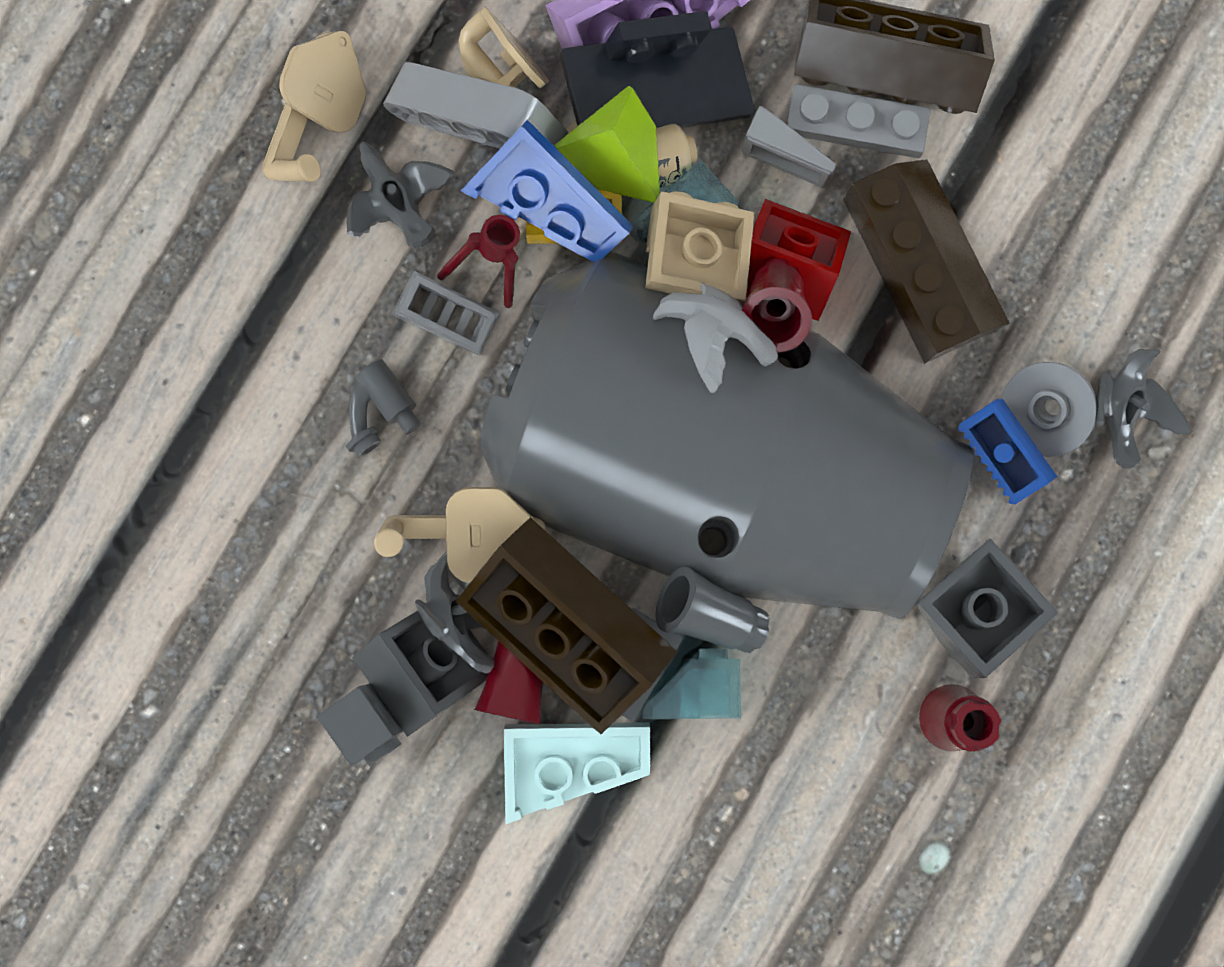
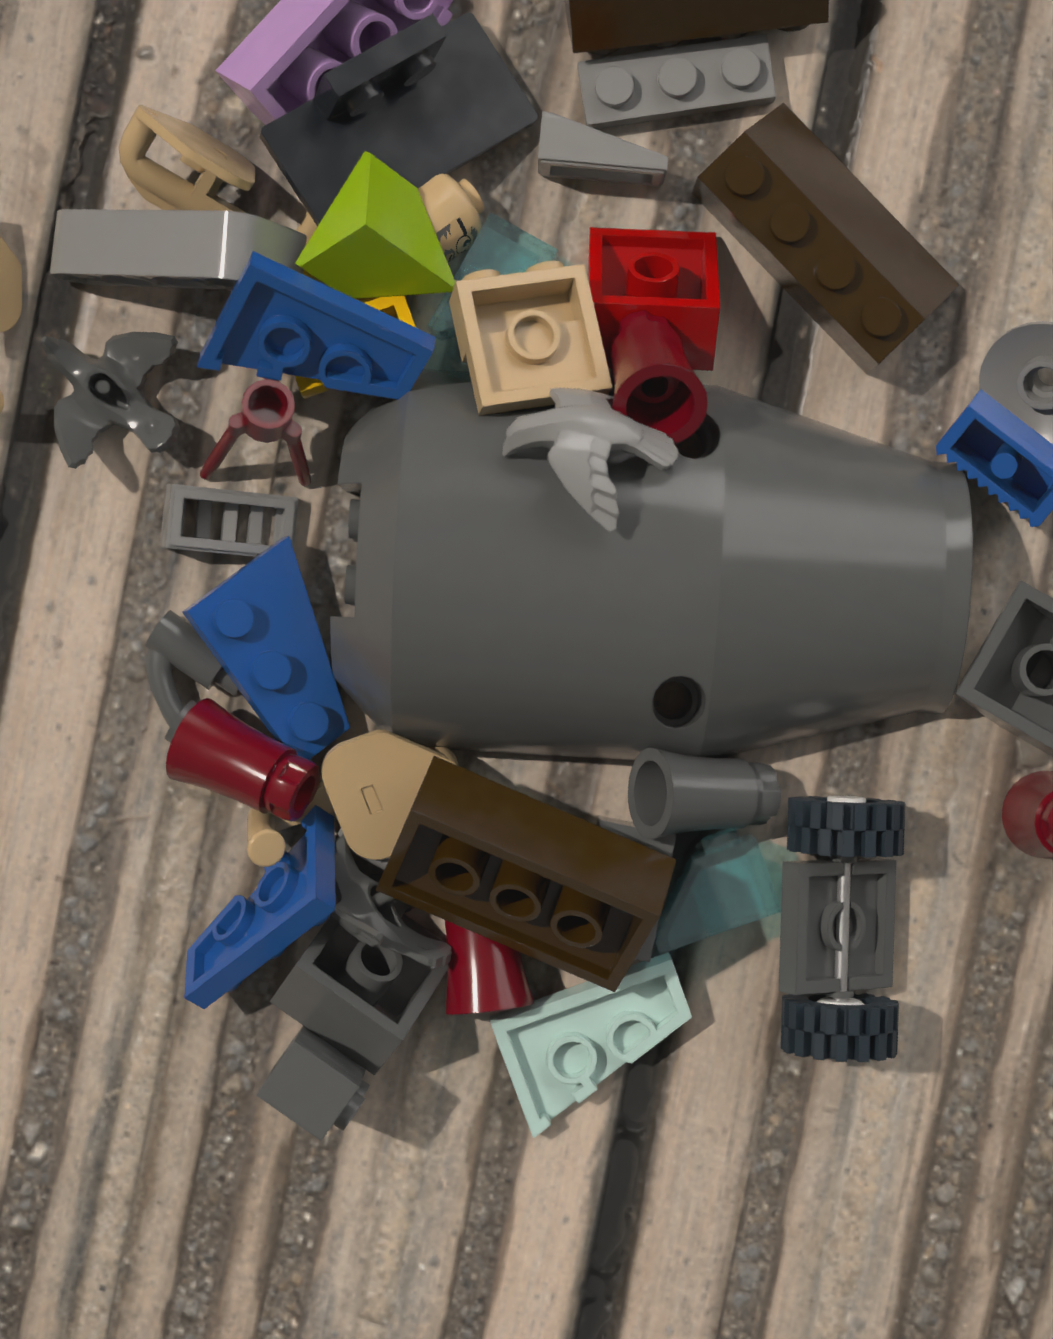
camera: 20 degrees left, 5 degrees up
(355, 602) = (259, 928): none -> blue wing
(392, 479) = (240, 763): none -> dark red plant
(444, 411) = (273, 650): none -> blue wing
(778, 746) = (840, 928): none -> plate

